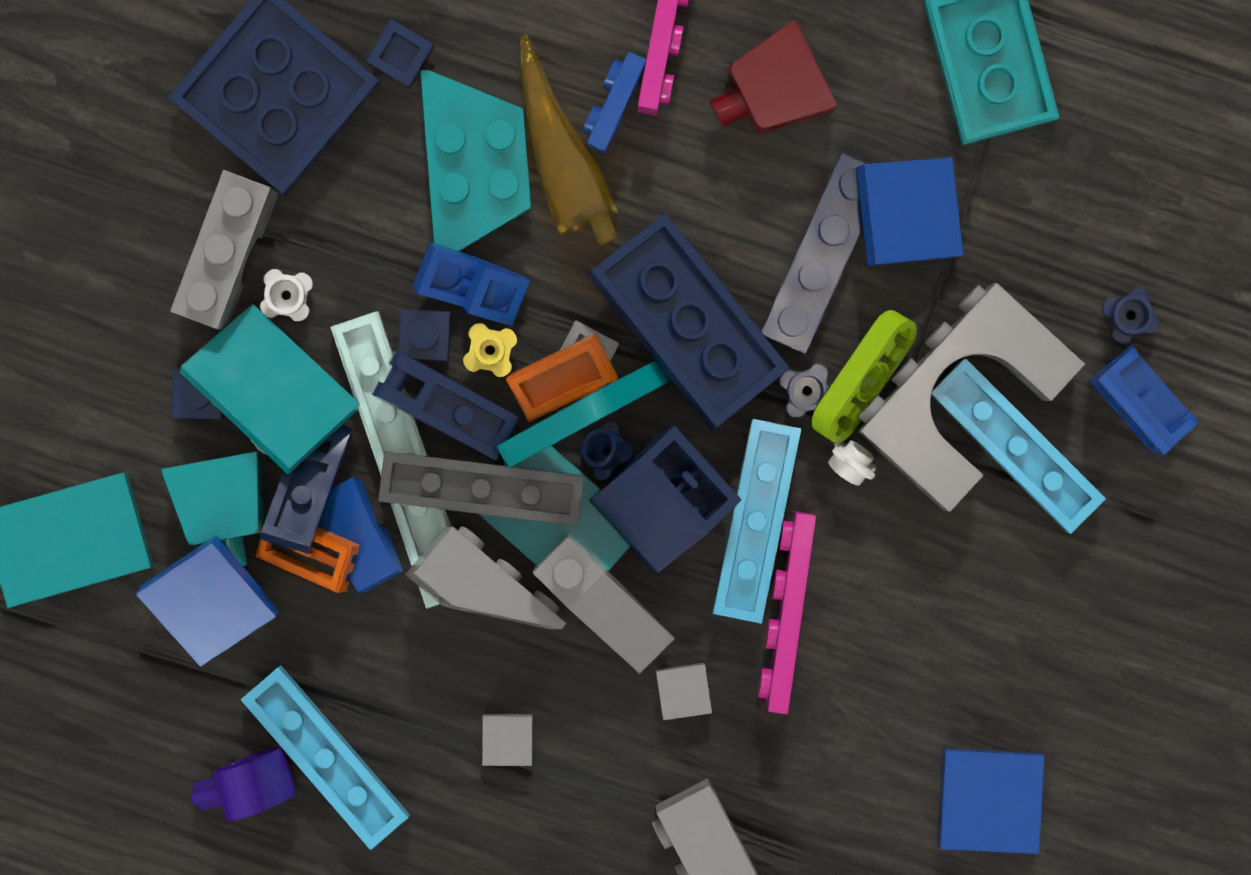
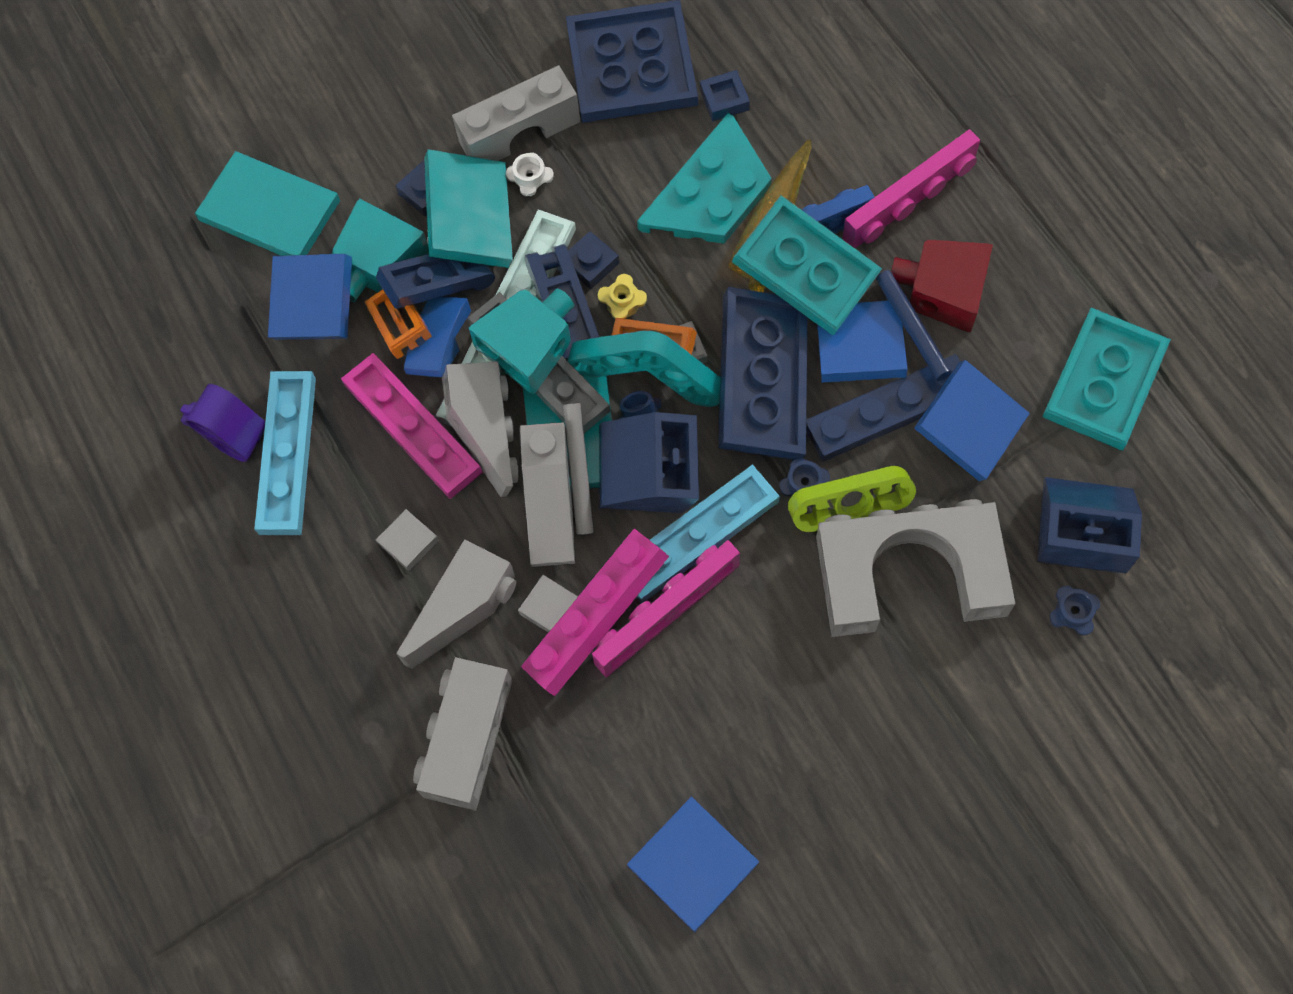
camera: 50 degrees right, 20 degrees down
(413, 637) = (412, 426): none -> dark pink plate
(457, 481) = (525, 336): none -> teal torso
(470, 283) = (646, 249): blue slope -> none
(606, 555) = (578, 468): none -> light grey bar
(608, 747) = (462, 599): none -> light grey slope
(643, 186) = (806, 265): none -> teal tile
(735, 670) = (594, 612): none -> dark pink plate
(746, 212) = (864, 346): none -> blue tile
(785, 161) = (913, 325): none -> dark blue bar
(852, 462) = (795, 547): white plate -> none
(1017, 446) = (920, 631): medium azure plate -> none
(1086, 226) = (1089, 526): none -> dark blue slope
(1143, 401) = (1037, 672): blue hinge -> none

